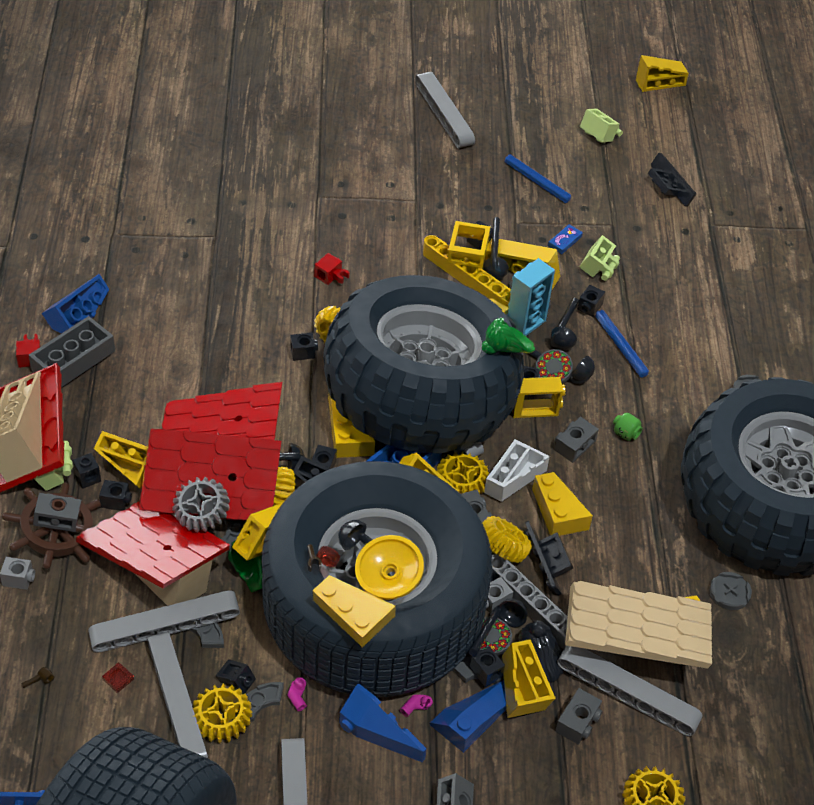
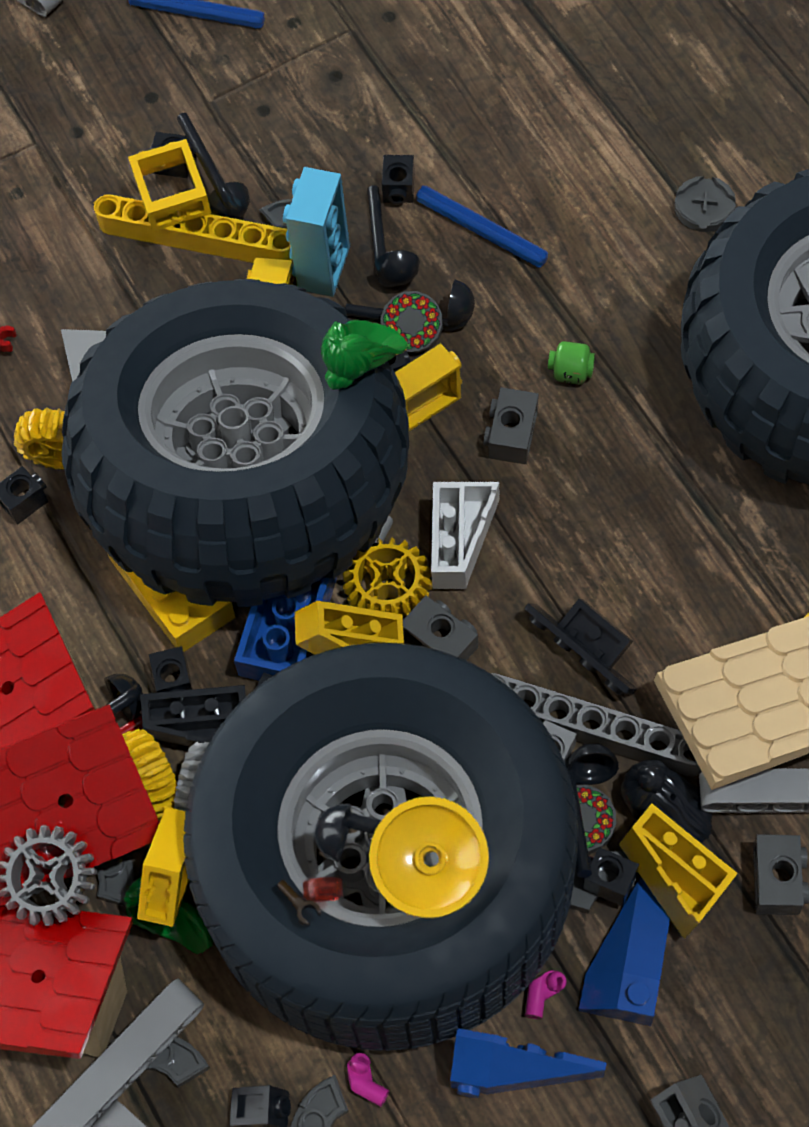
camera: 20 degrees left, 15 degrees up
(353, 609) = (416, 959): yellow wedge -> none
(507, 539) = (516, 654): yellow gear -> none
(519, 255) = (265, 160): yellow wedge -> none
(559, 506) = (554, 551): yellow wedge -> none
(565, 239) = (297, 92): blue tile -> none
(597, 258) = (371, 100): yellowish green brick -> none

